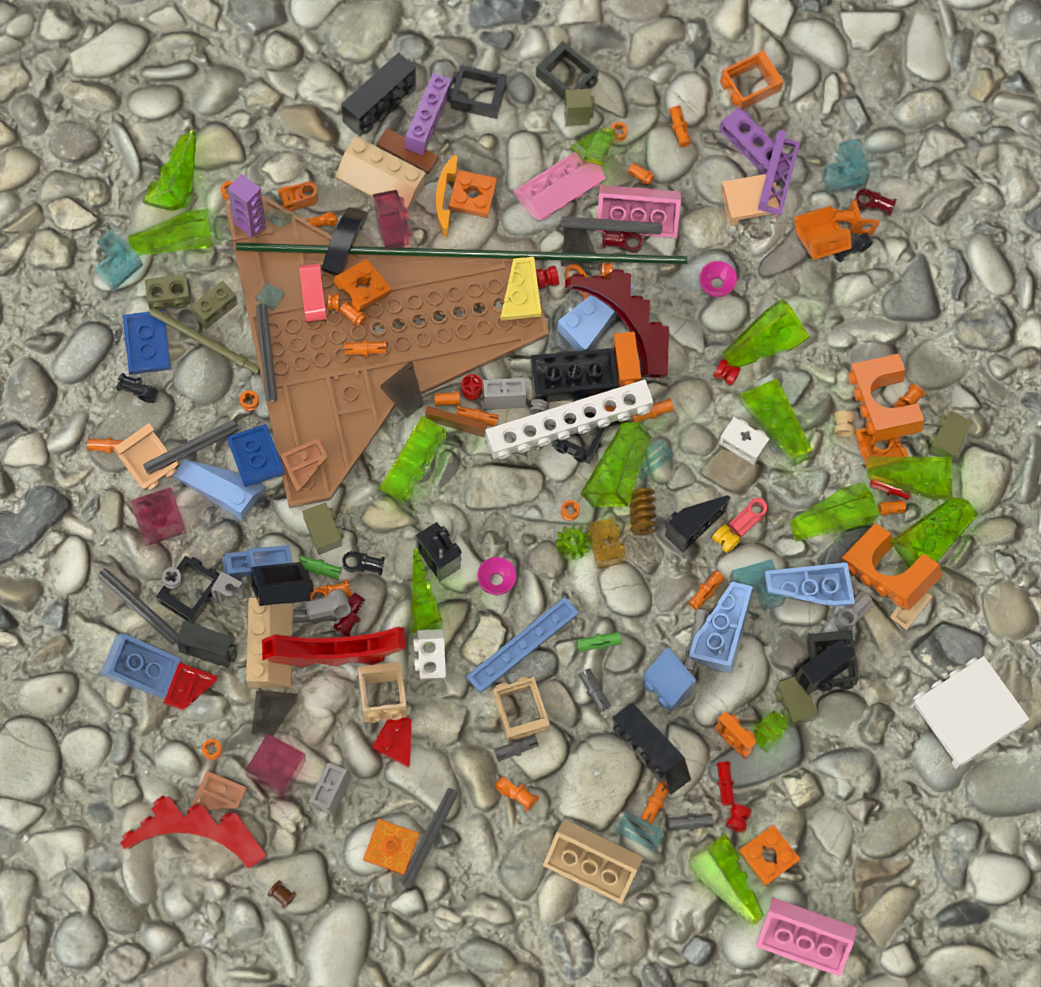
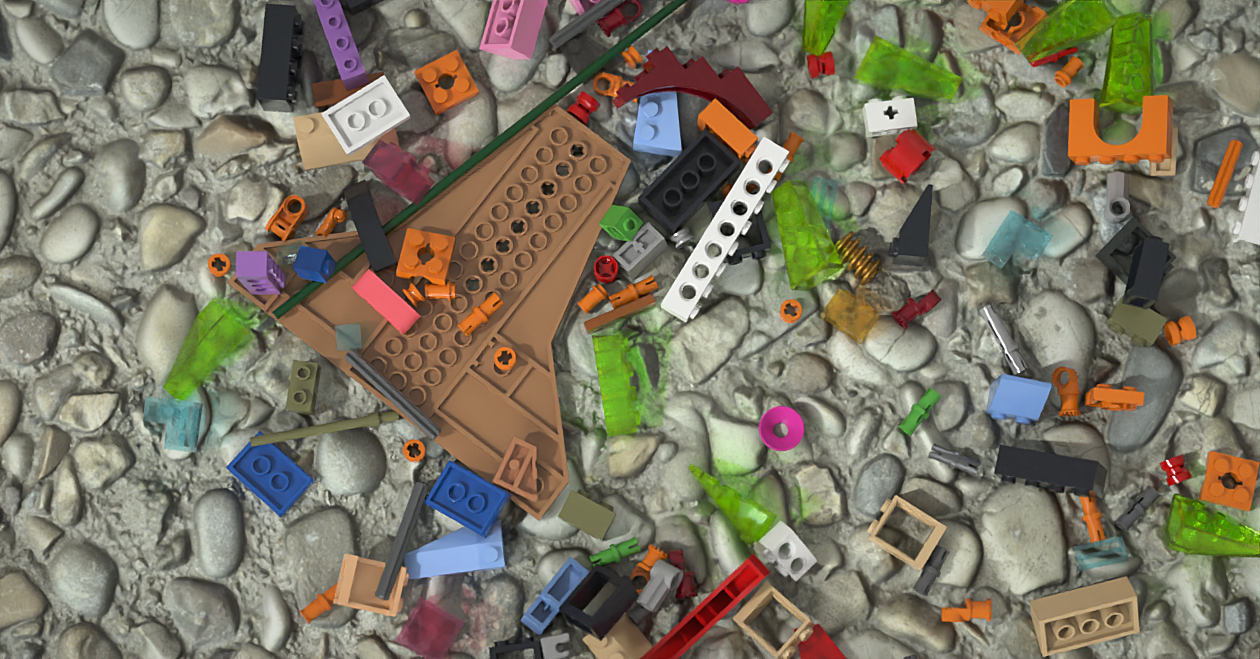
camera: 35 degrees left, 10 degrees up
(135, 386) = (296, 526): black connector -> none
(167, 286) = (244, 407): olive brick -> none
(176, 176) = (160, 298): clear neon green wedge -> none
(287, 233) = (314, 264): none -> blue brick
(359, 393) = (498, 354): none -> orange bush
(365, 563) = (653, 515): black connector -> none
(400, 168) = (366, 115): none -> white plate
(404, 390) = (550, 325): clear smoke wing -> none
(438, 551) = (712, 450): black brick -> none
(448, 174) = (440, 127): light orange slope -> none
(506, 365) = (621, 223): none -> bright green brick
(522, 291) = (575, 140): light yellow wing -> none
(522, 645) = (857, 472): medium blue plate -> none
(566, 546) = (820, 331): clear neon green gear -> none
(650, 572) = (912, 309): none -> dark red connector
(706, 590) = (973, 284): orange pin -> none
(709, 708) = (1068, 392): none -> orange connector
(721, 635) = (1024, 317): light blue wedge -> none
(725, 783) = (1137, 447): red axle -> none
(726, 538) = (950, 222): yellow wheel -> none
(732, 471) = (907, 155): none -> red brick
(747, 518) = (954, 188): coral piece -> none
(770, 730) = (1140, 368): clear neon green brick -> none
(818, 584) = (1069, 201): light blue wedge -> none
(821, 731) = (1180, 330): none -> orange wheel
(840, 511) = (1025, 112): clear neon green wedge -> none
(844, 423) = (963, 27): tan wheel -> none
(942, 657) = (1225, 173): none -> orange axle

